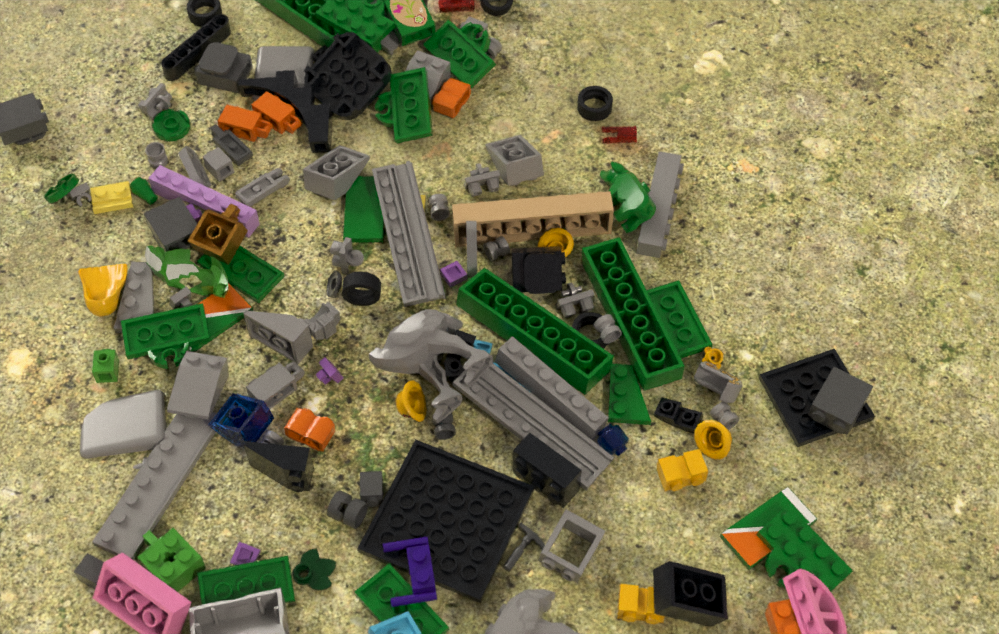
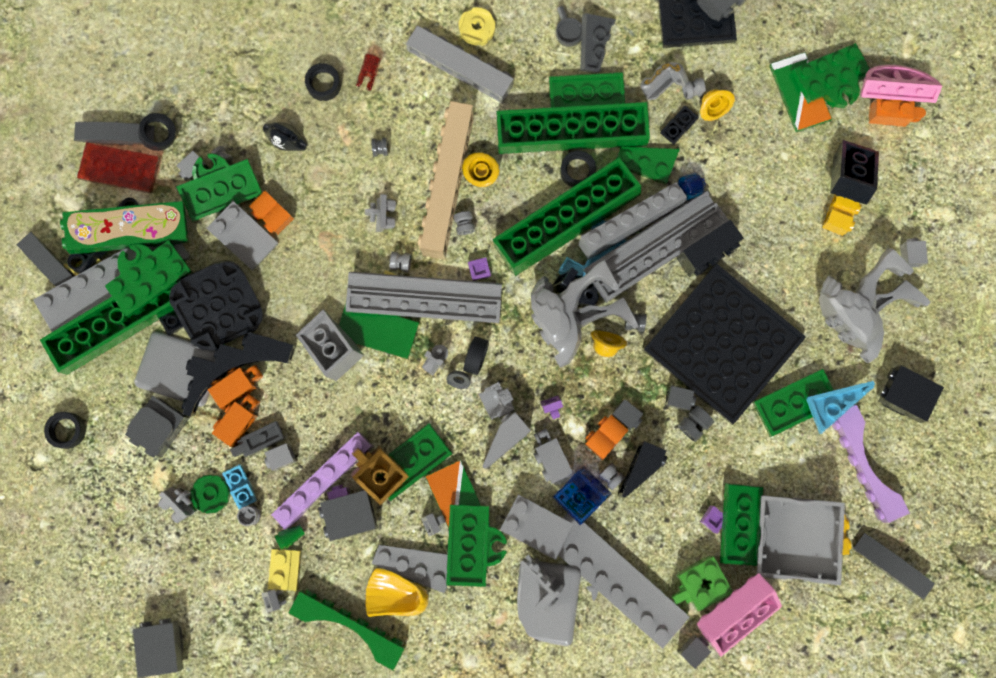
camera: 70 degrees left, 25 degrees up
(49, 291) = (310, 608): none -> green arch
(62, 188) = (264, 617): green tile -> none
(105, 366) = (484, 607): bright green brick -> none
(131, 408) = (551, 586): none -> light grey plate
(176, 264) = (418, 491): bright green animal -> none
(190, 138) = (240, 486): none -> medium azure slope
(192, 49) = (108, 444): black beam -> none
(193, 166) = (278, 481): light grey beam -> none
(262, 187) = (322, 422): light grey hinge -> none
(317, 569) = (739, 462): dark green plate -> none
(339, 442) = (628, 415): none -> dark grey brick
(407, 106) = (271, 257): green plate -> none
(420, 571) = (769, 377): dark purple plate -> none
(471, 232) = (466, 244): light grey beam -> none
(515, 160) = (366, 175): light grey slope -> none
(519, 550) = (766, 293): dark grey piece -> none
(530, 90) = (284, 136): none -> black hat
(538, 269) = (507, 193): black brick -> none
(549, 162) = (380, 147): none -> dark grey wheel
(566, 304) = (539, 173): light grey hips -> none
(581, 528) = (769, 262): light grey window -> none
(607, 328) = (590, 153): light grey wheel -> none
(631, 194) = (449, 85): green animal -> none
(682, 470) = (733, 140): yellow brick -> none
(706, 218) = (472, 17): none -> light yellow plate
(716, 354) = (633, 77): yellow plate -> none
(735, 310) = (593, 41): none -> dark grey wing
(738, 287) = (568, 29): none -> dark grey piece

